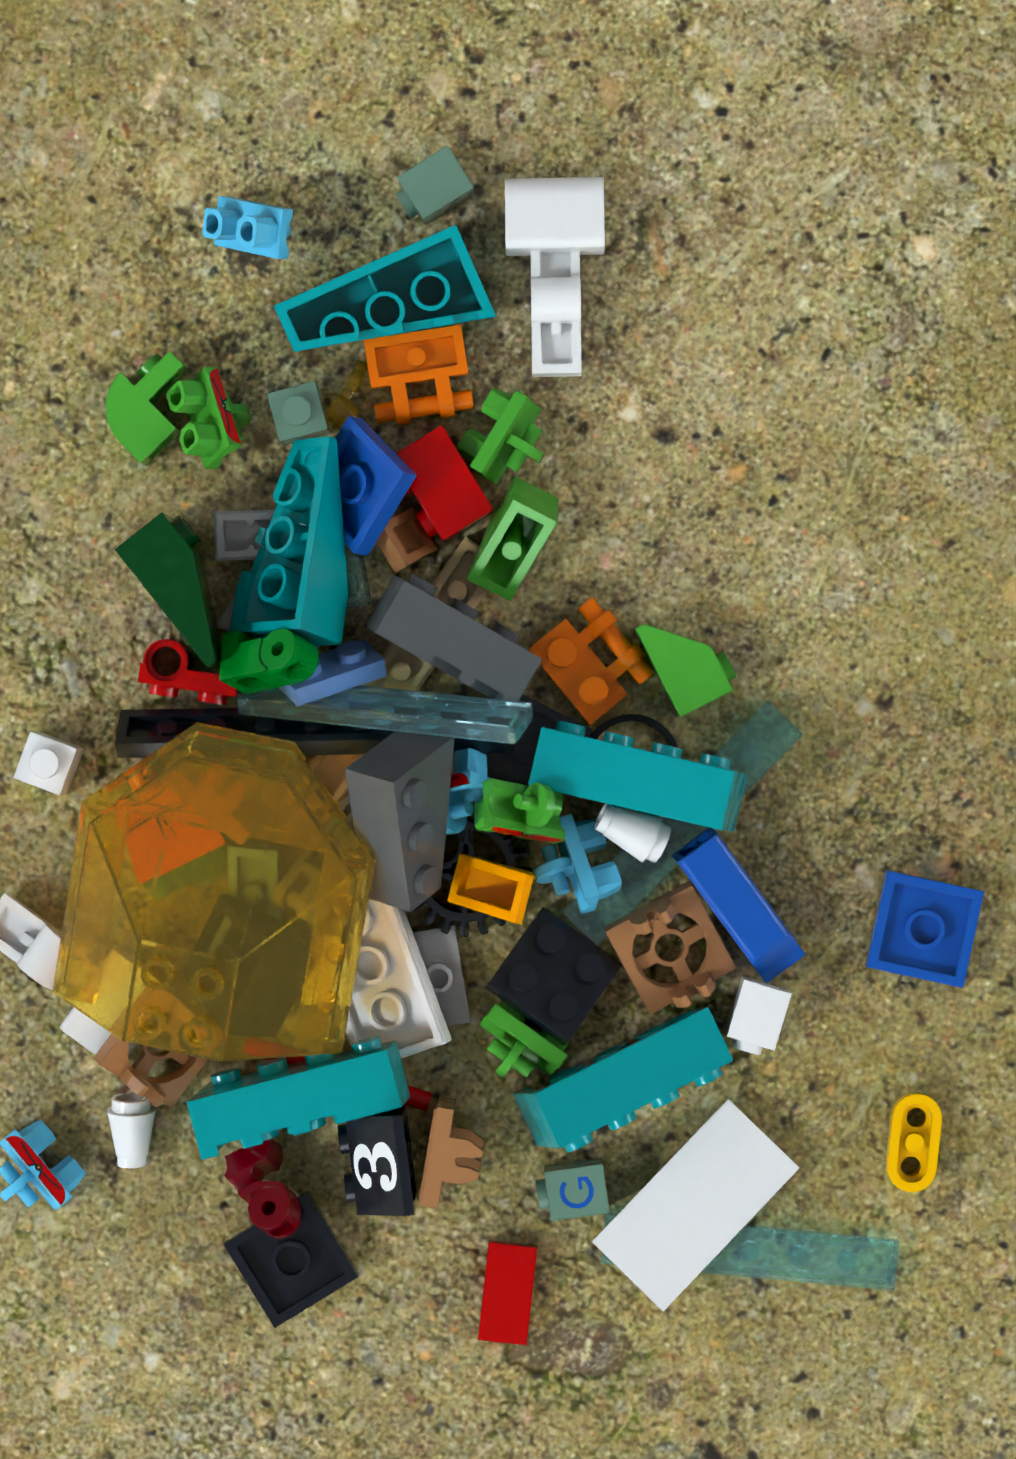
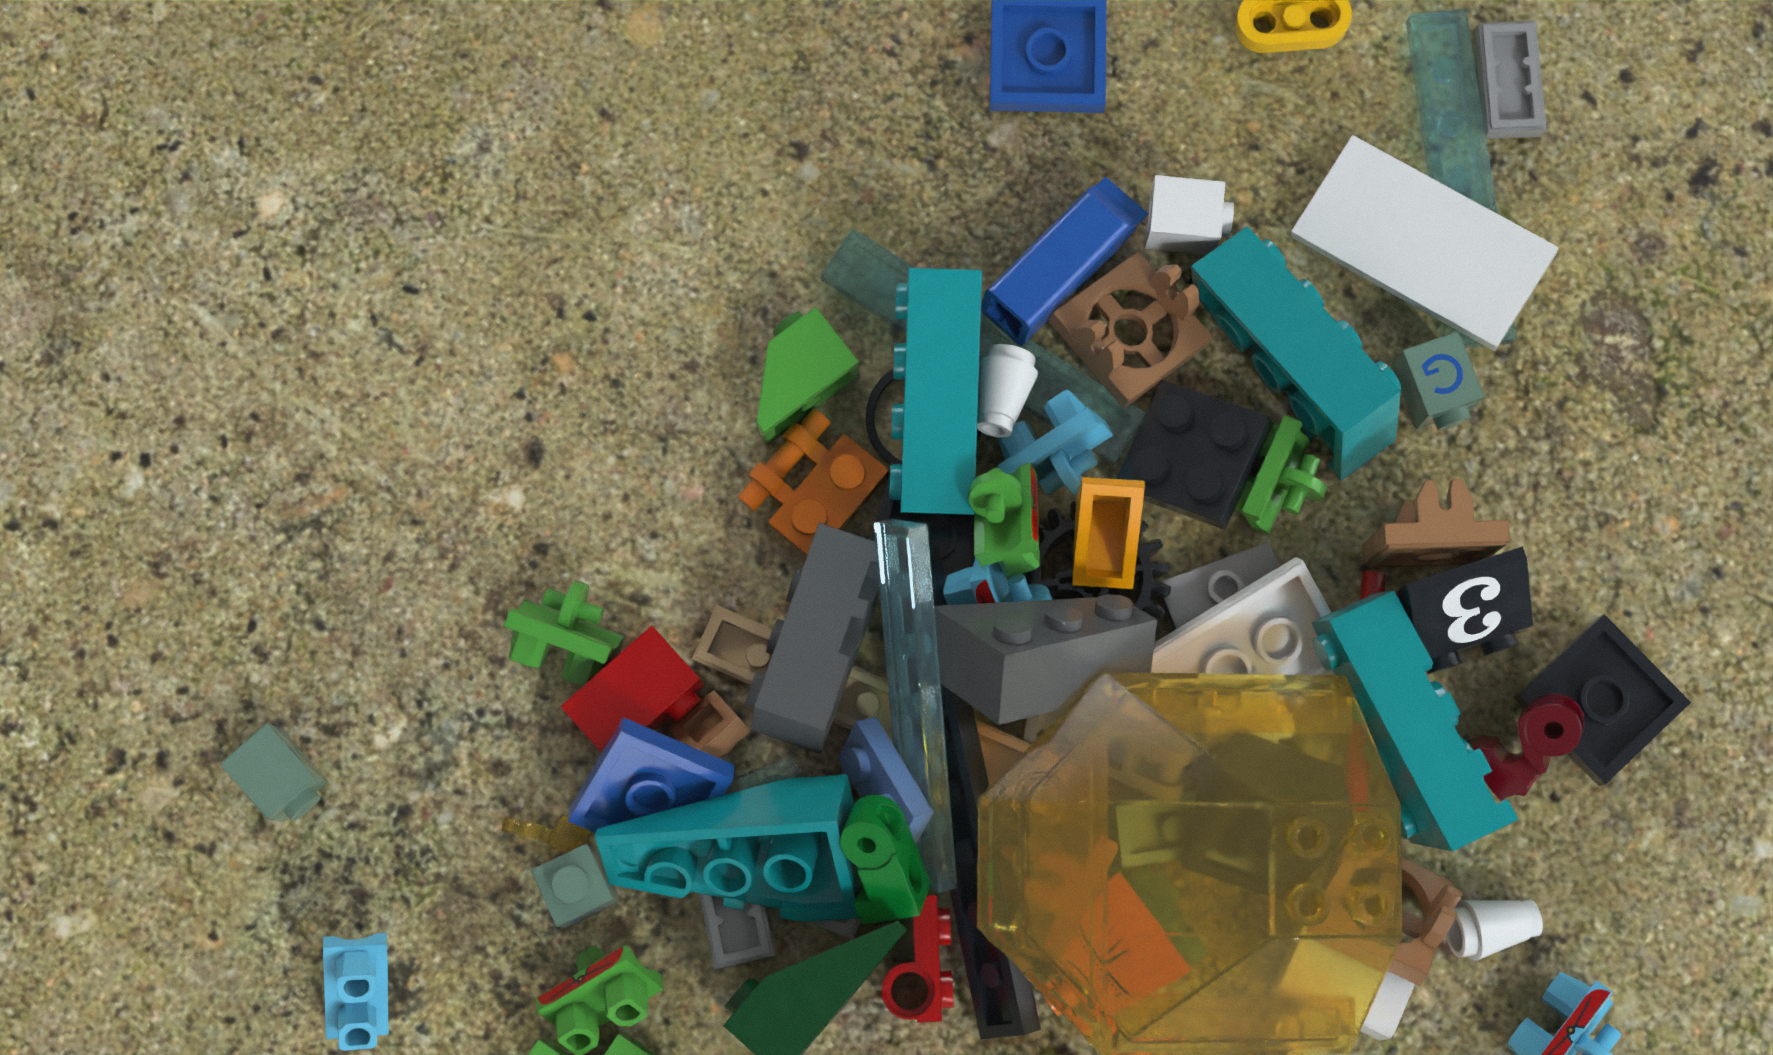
camera: 100 degrees left, 10 degrees down
(399, 293) = (409, 789): teal wedge -> none
(416, 359) = (488, 757): orange plate -> none
(507, 1292) = (1576, 440): red tile -> none
(514, 538) = (683, 596): bright green slope -> none
(555, 225) = (304, 622): white plate -> none
(824, 1312) = (1510, 79): none -> light grey plate

